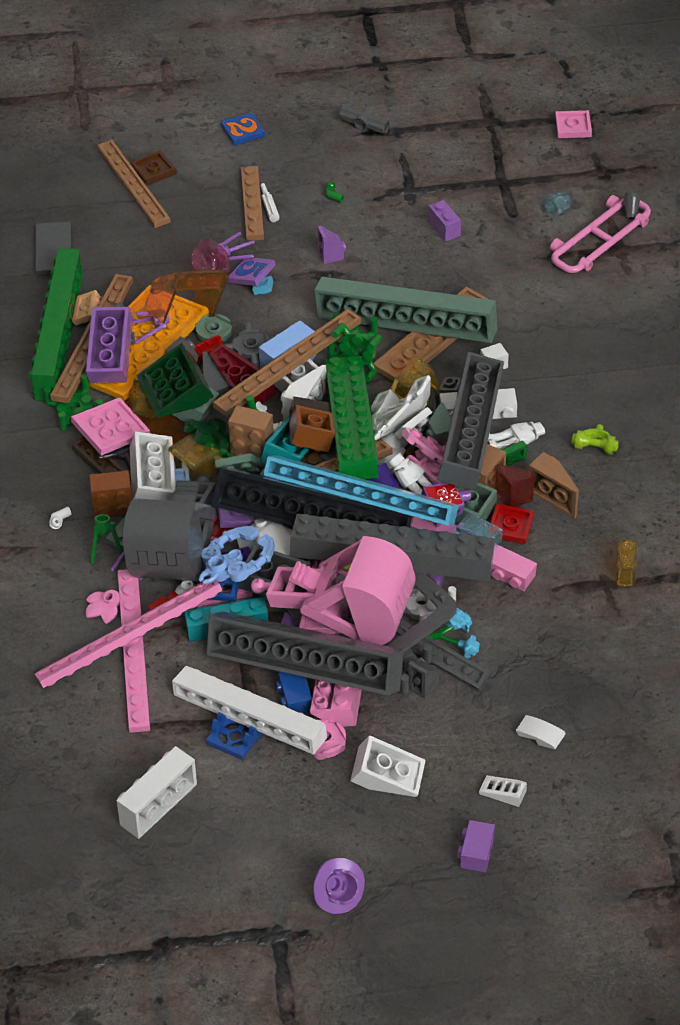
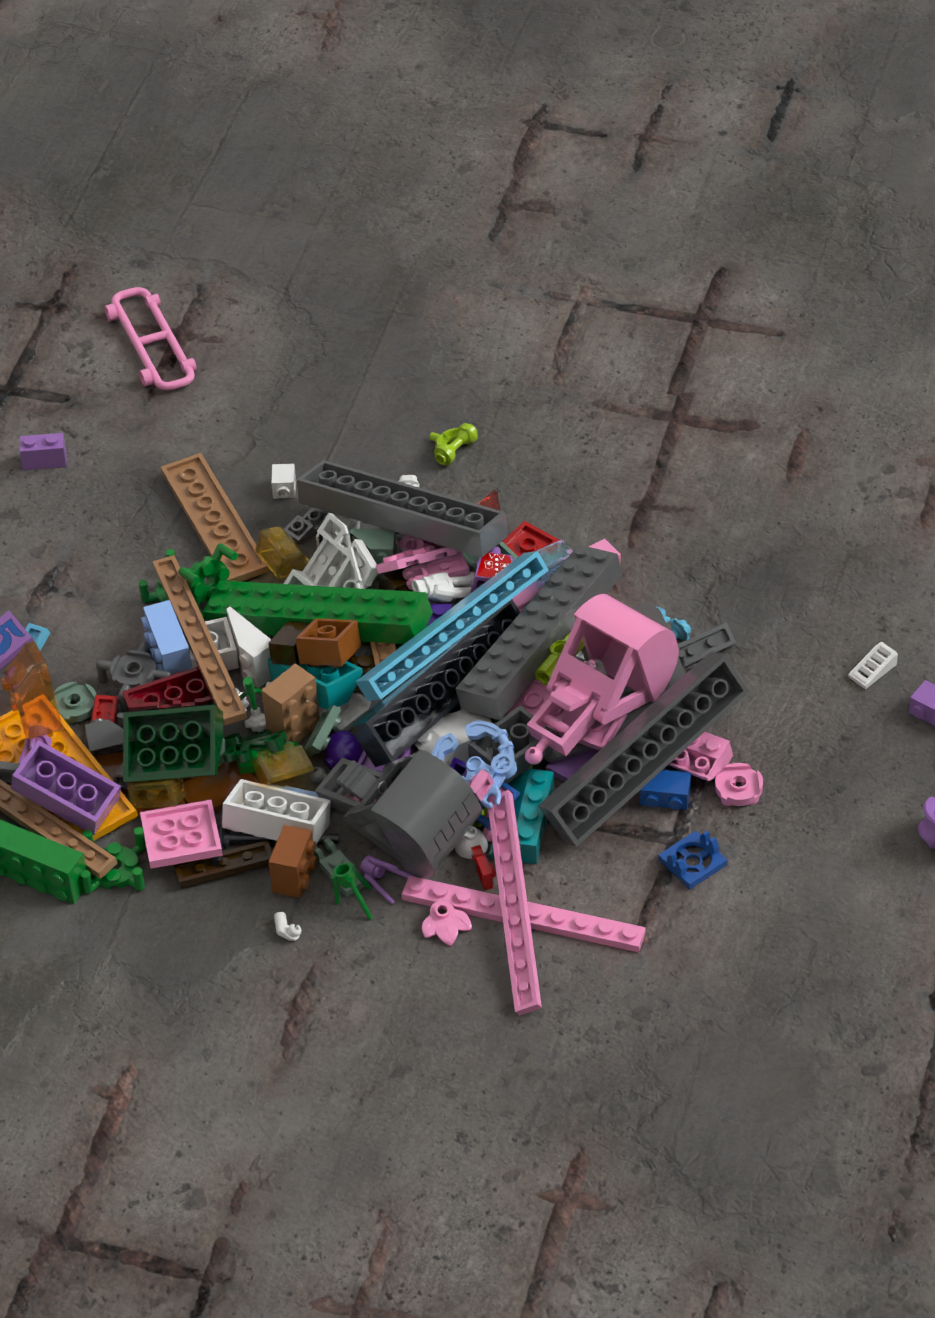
camera: 65 degrees left, 0 degrees up
(156, 792) = (752, 939): white brick -> none
(202, 560) = (481, 784): none -> bright pink plate
(250, 709) = (675, 830): white brick -> none
(330, 246) = (17, 559): medium lavender slope -> none
(387, 768) = (804, 746): white slope -> none
(409, 309) = (177, 518): sand green brick -> none
(541, 731) = (819, 611): white slope -> none
(554, 484) = (515, 485): medium nougat slope -> none
(558, 202) = (81, 353): clear light blue piece -> none
(626, 562) = (635, 475): clear yellow brick -> none
(631, 204) = (130, 297): dark grey cone -> none

